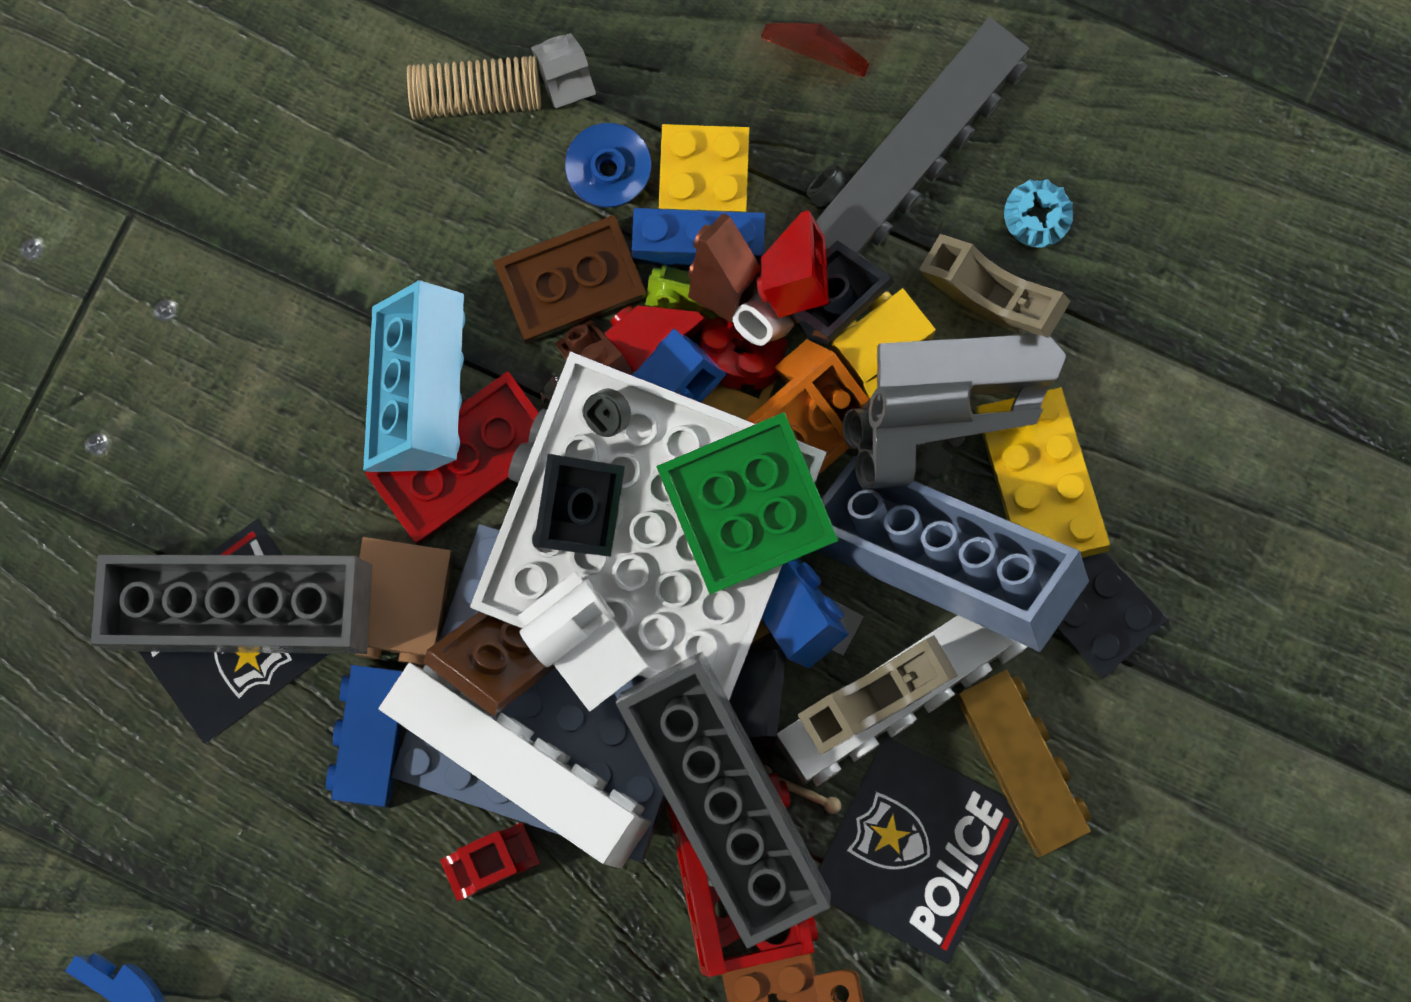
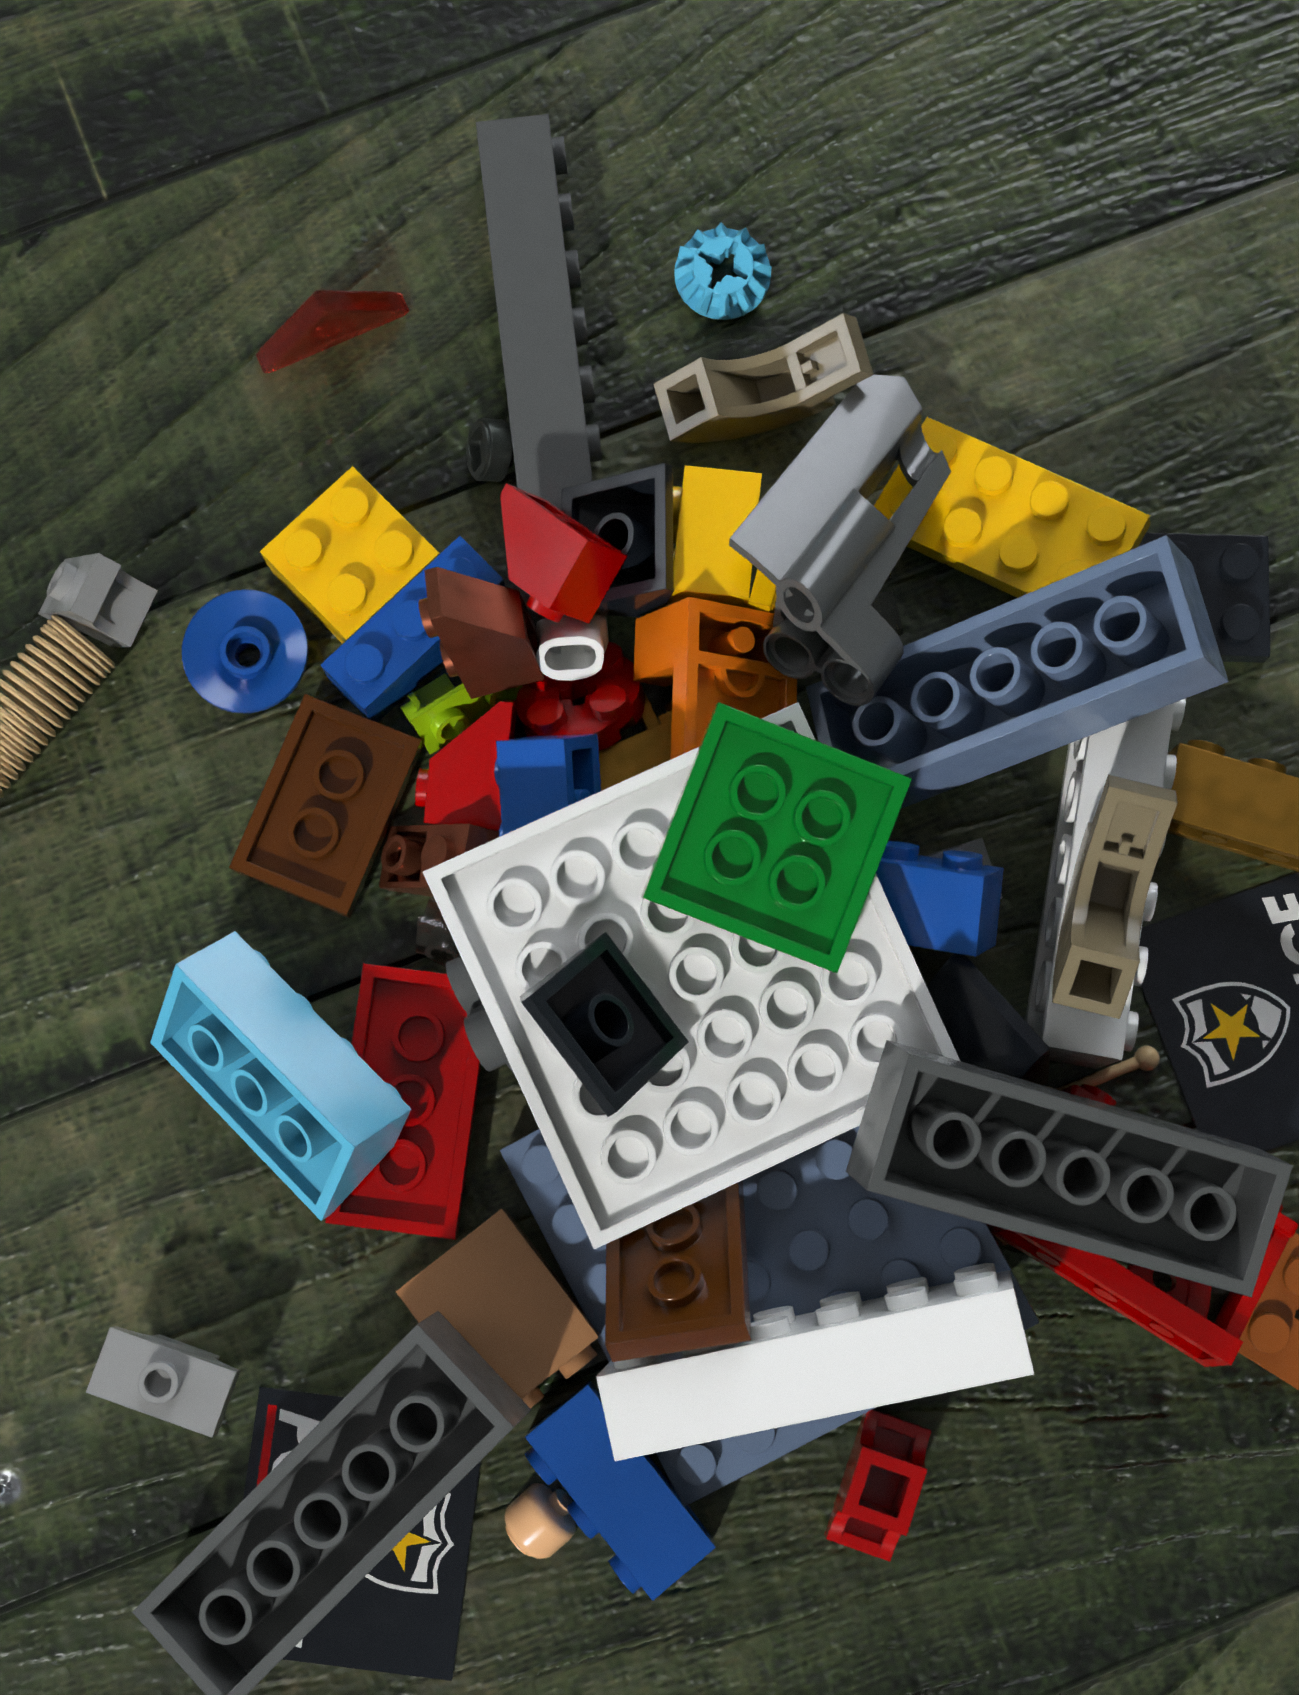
camera: 45 degrees left, 0 degrees up
(218, 467) = (164, 1379): none -> light grey brick
(318, 715) = (540, 1521): none -> light nougat piece
(579, 637) = (749, 1159): white piece -> none
(607, 412) = (531, 894): pearl dark grey tile -> none

